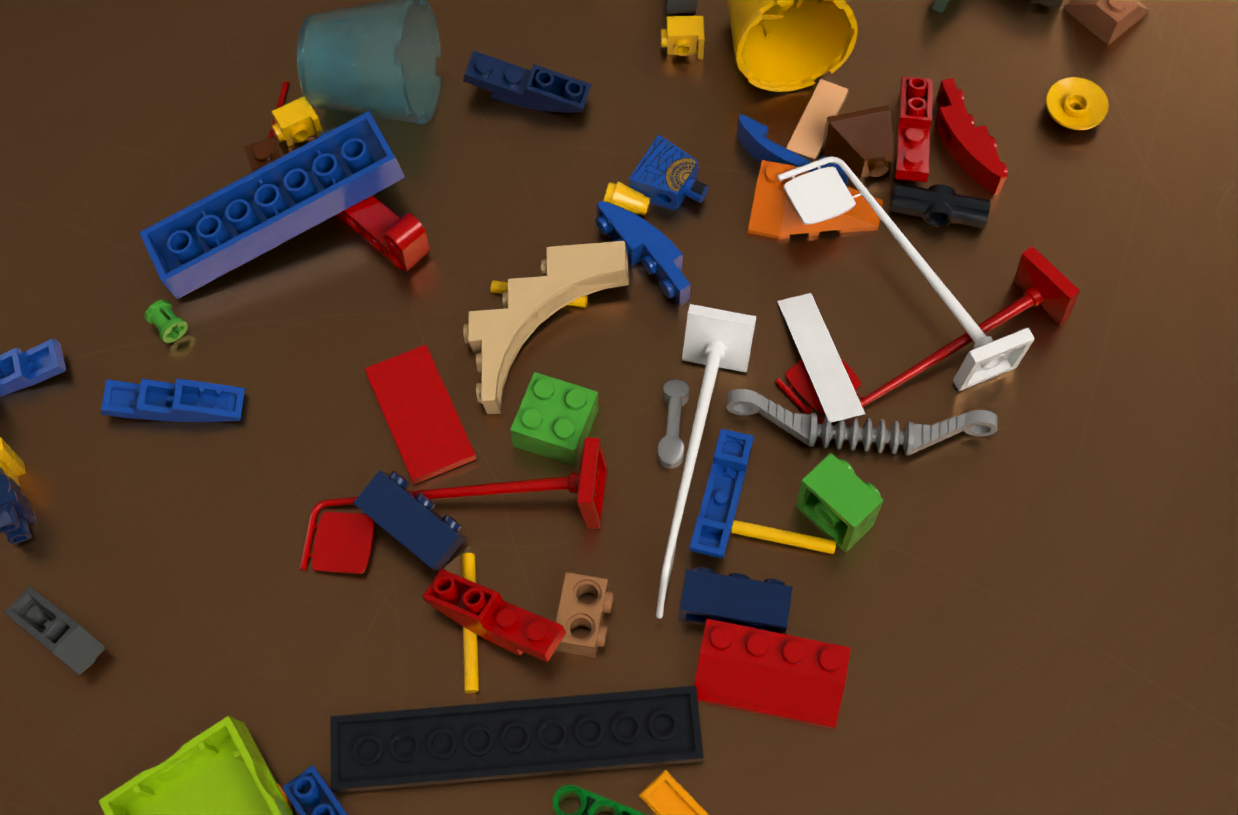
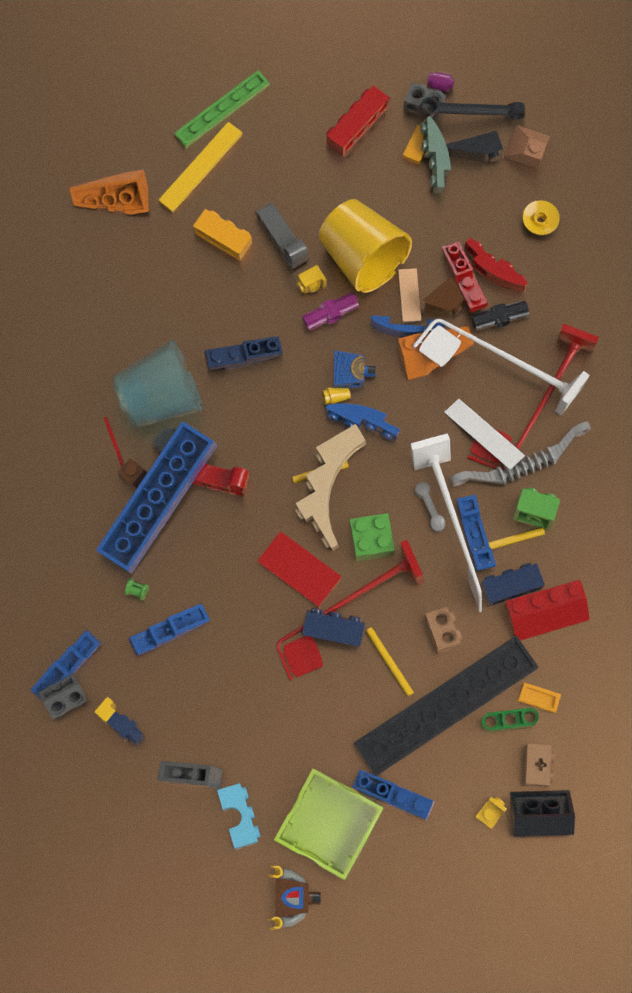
camera: 30 degrees left, 10 degrees up
(75, 765) = (234, 798): none -> medium azure arch
(295, 122) = (131, 440): yellow brick -> none
(492, 617) = (403, 654): red slope -> none
(687, 88) = (330, 311): none -> magenta piece

